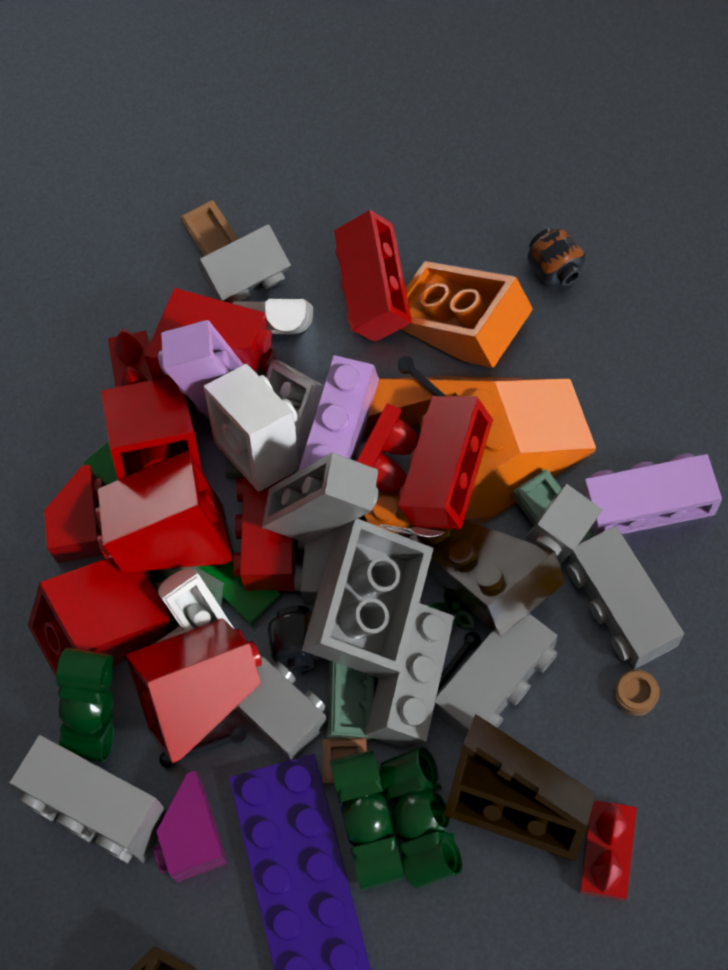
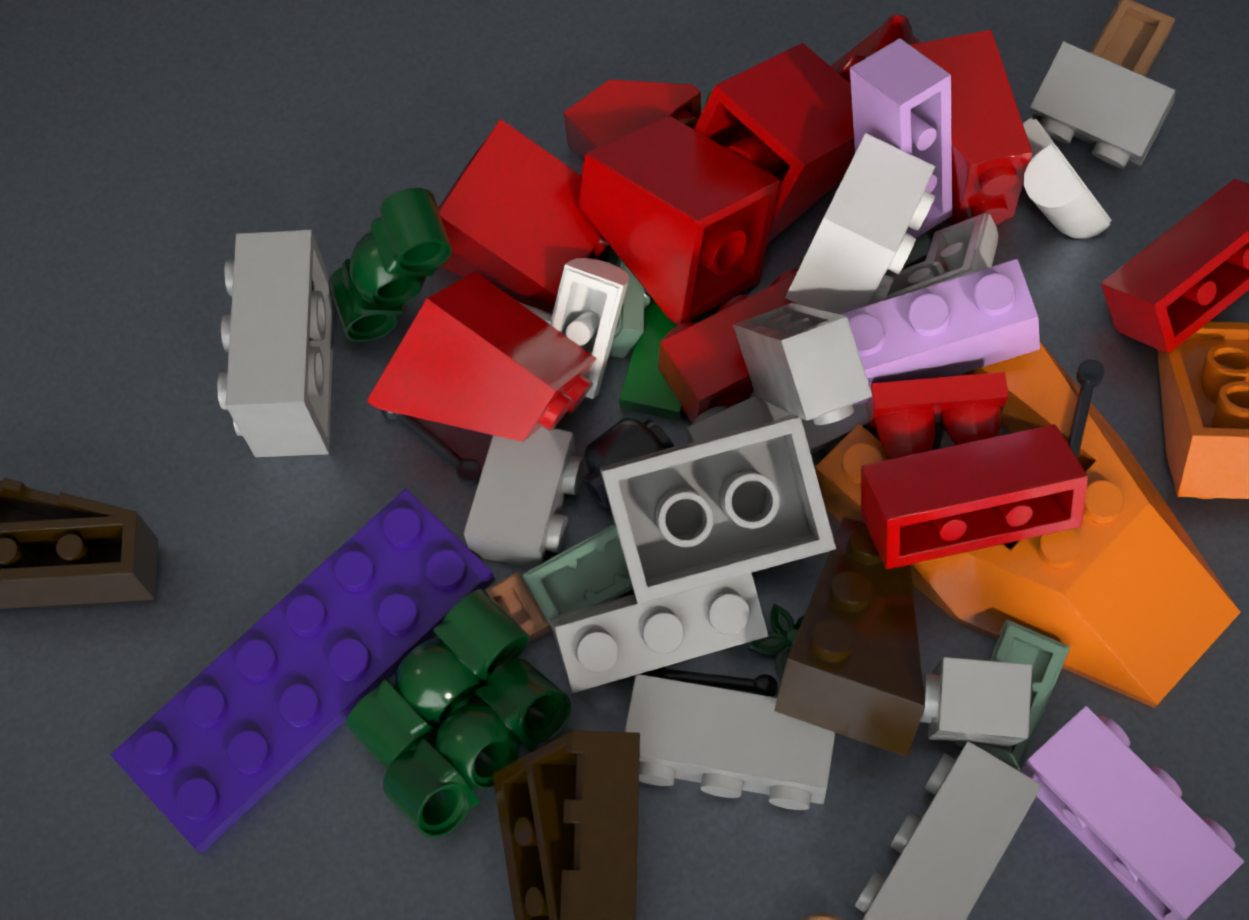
camera: 60 degrees right, 0 degrees up
(189, 833) = (312, 481): magenta slope -> none
(415, 531) = (844, 517): sticker -> none

